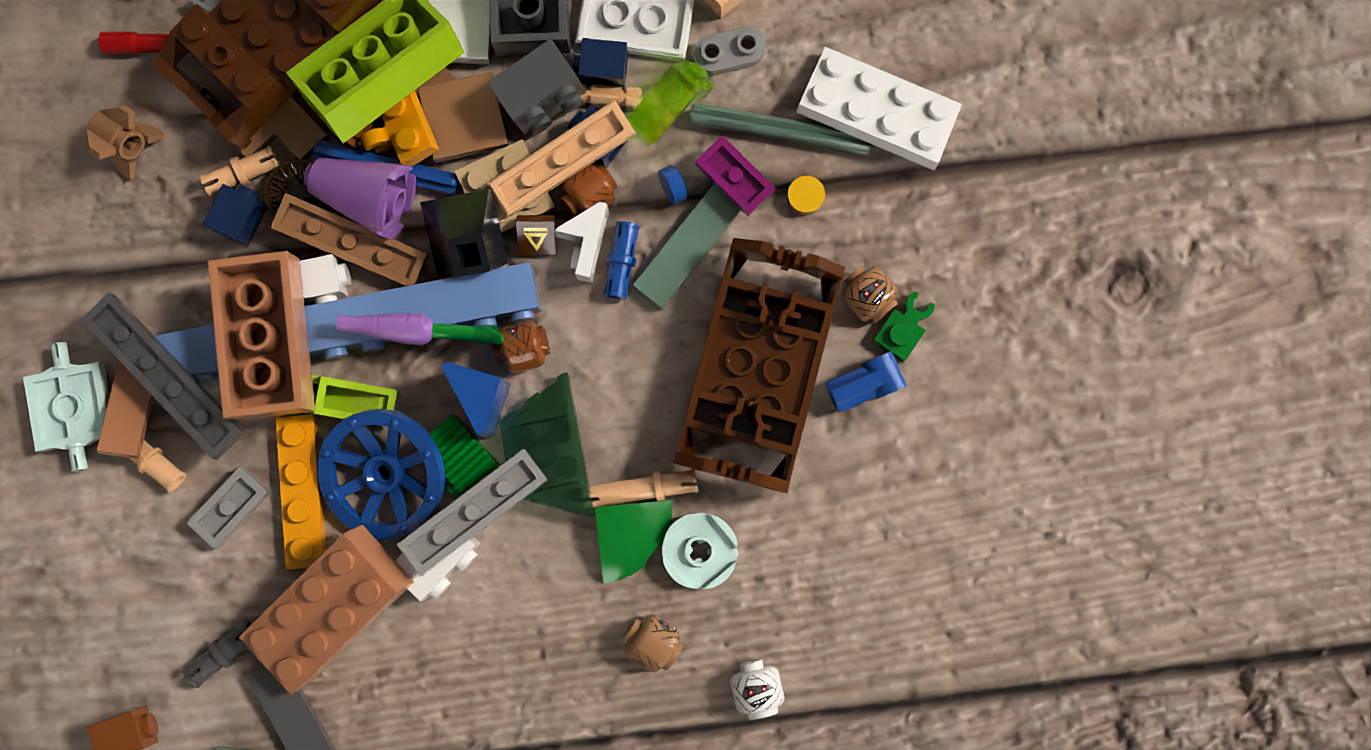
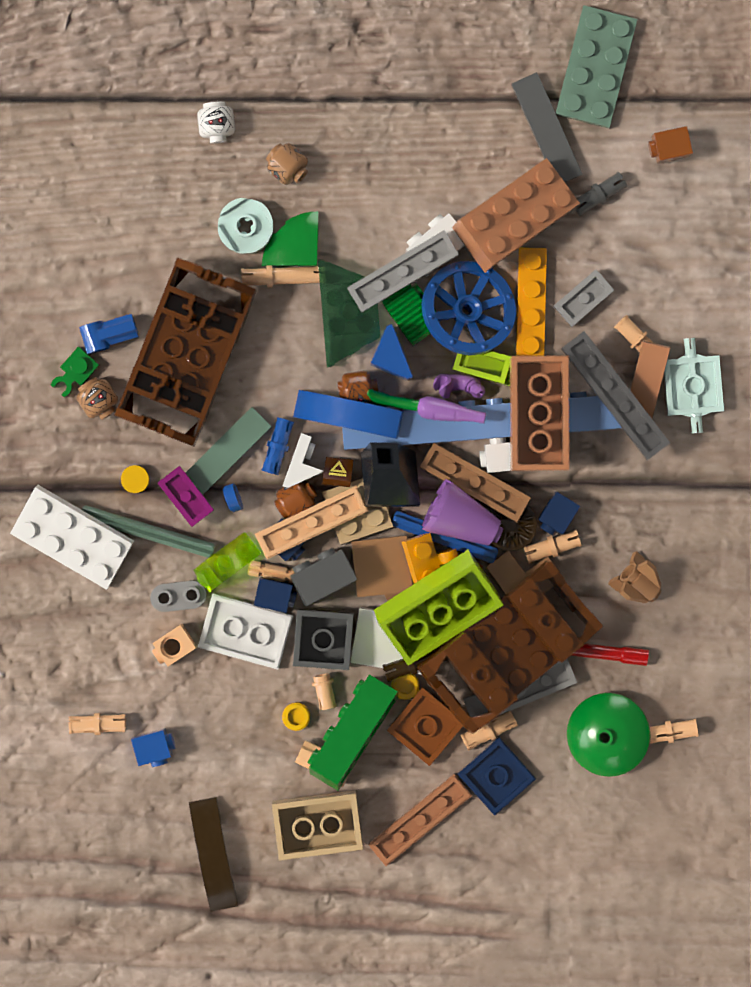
camera: 175 degrees left, 5 degrees up
(378, 374) = (450, 382): none -> medium lavender piece
(529, 309) = (348, 414): none -> blue slope

